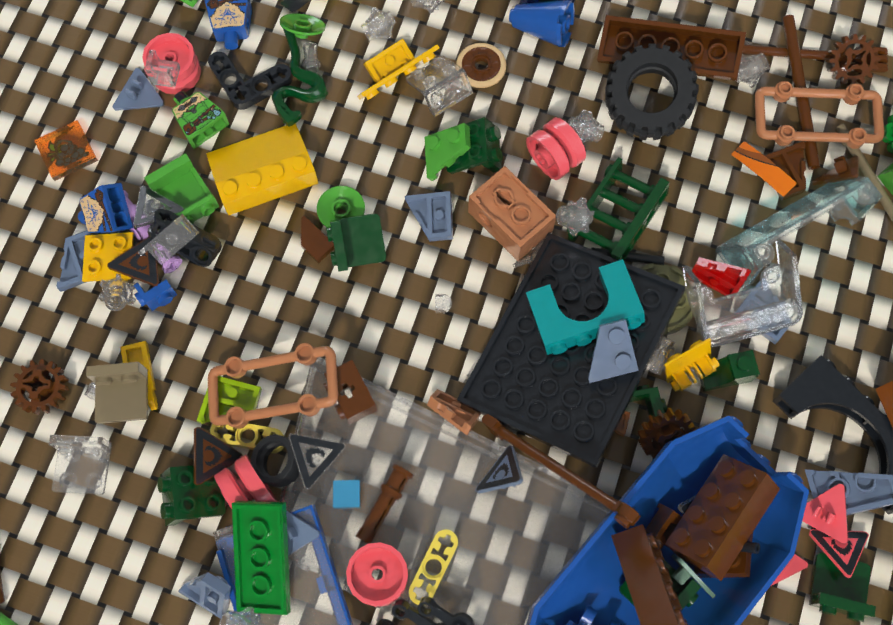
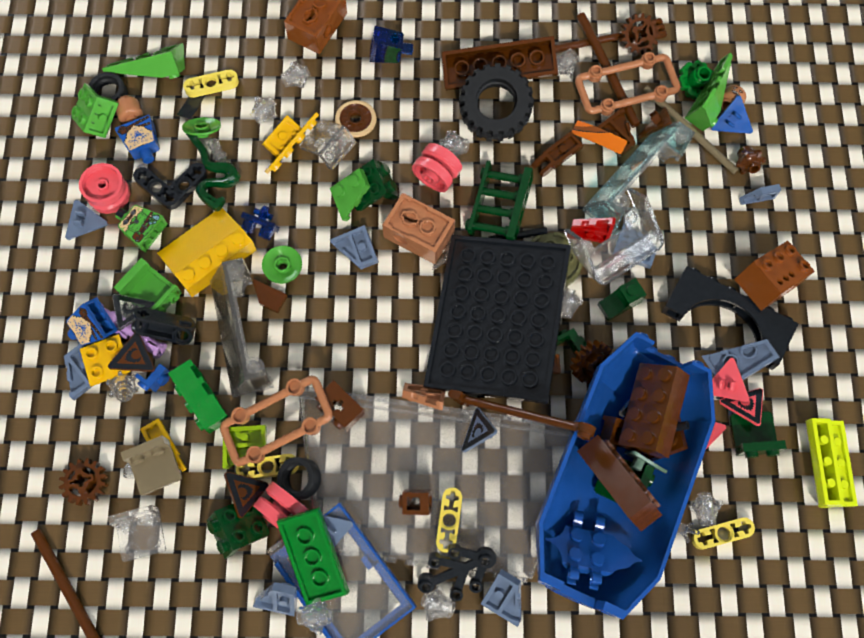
camera: 20 degrees left, 0 degrees up
(66, 150) = (38, 284): clear orange tile -> none
(161, 71) = (100, 197): clear panel -> none
(170, 239) = (154, 330): clear panel -> none
(196, 329) = (198, 396): none -> green wedge
(257, 319) = (244, 373): none -> clear windscreen
(313, 456) = (327, 465): black piece -> none
(338, 161) = (267, 228): none -> clear blue hips
(346, 494) = (362, 486): dark azure tile -> none
(356, 241) = (304, 286): dark green bracket -> none
(371, 558) = (422, 537): coral wheel -> none
(390, 493) = (396, 473): reddish brown pin -> none
(391, 533) = (410, 508): none -> reddish brown brick
(442, 303) = (387, 314): clear hinge -> none
(545, 20) = (394, 69): blue cone -> none
(562, 332) = (487, 308): teal arch -> none
(575, 216) = (470, 216): clear rock -> none
(613, 352) = (532, 311): sand blue wing -> none
(697, 355) = (596, 297): yellow hinge -> none
(707, 173) = (558, 153): none -> reddish brown hinge

